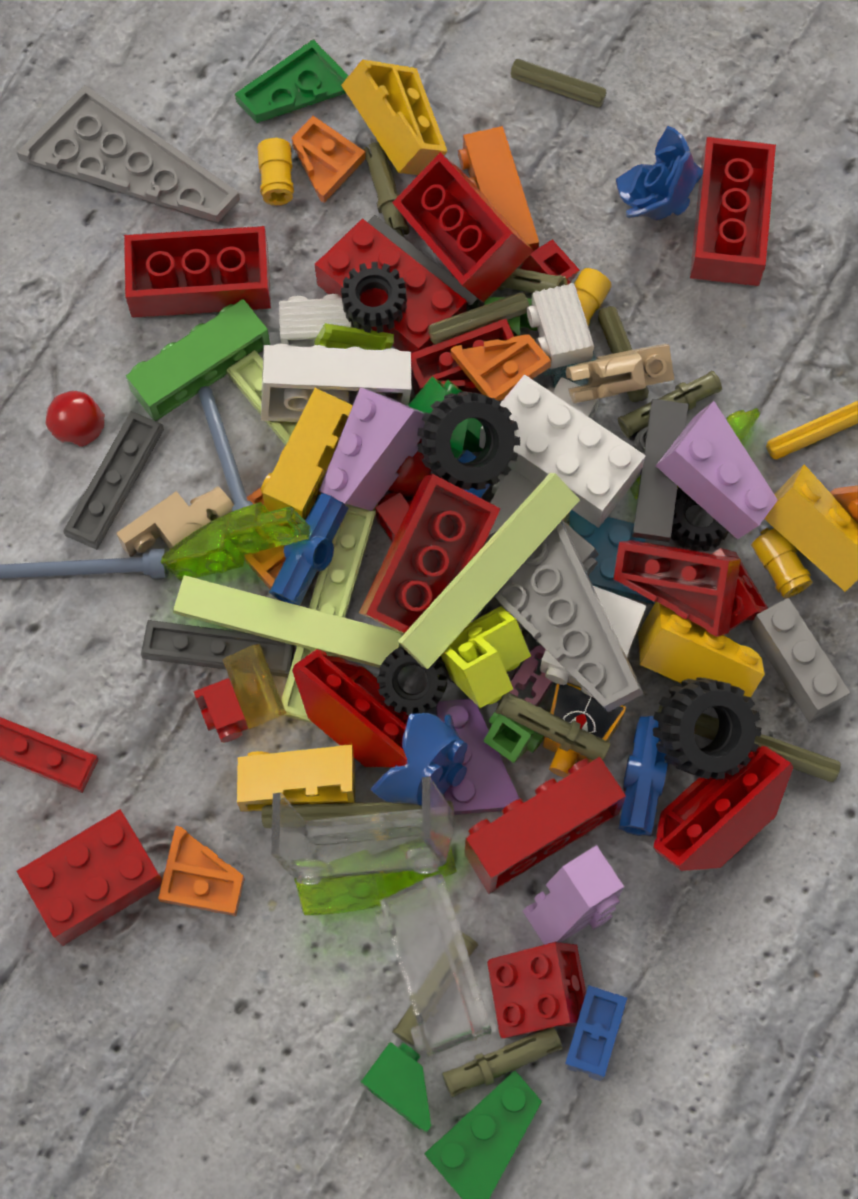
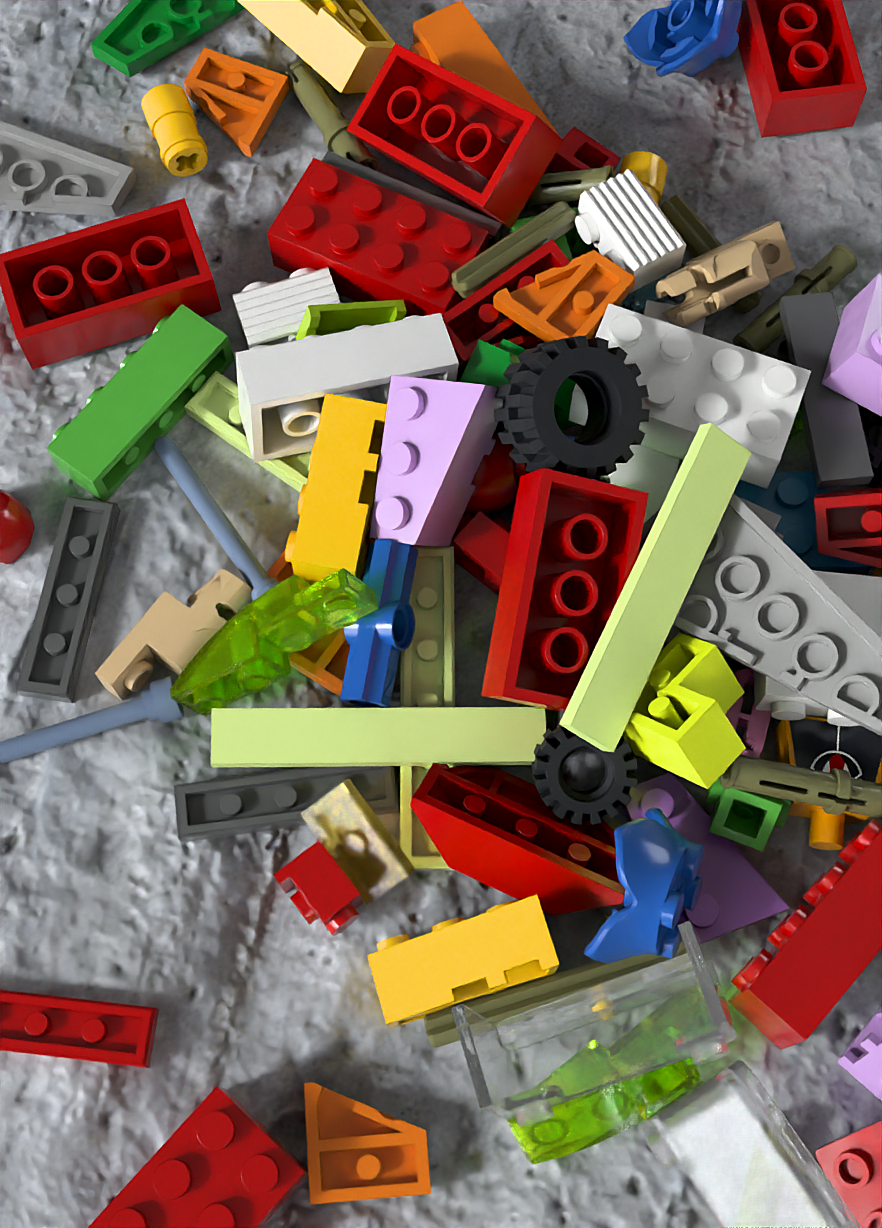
camera: 15 degrees left, 0 degrees up
(370, 279) = (359, 229): black tyre -> none

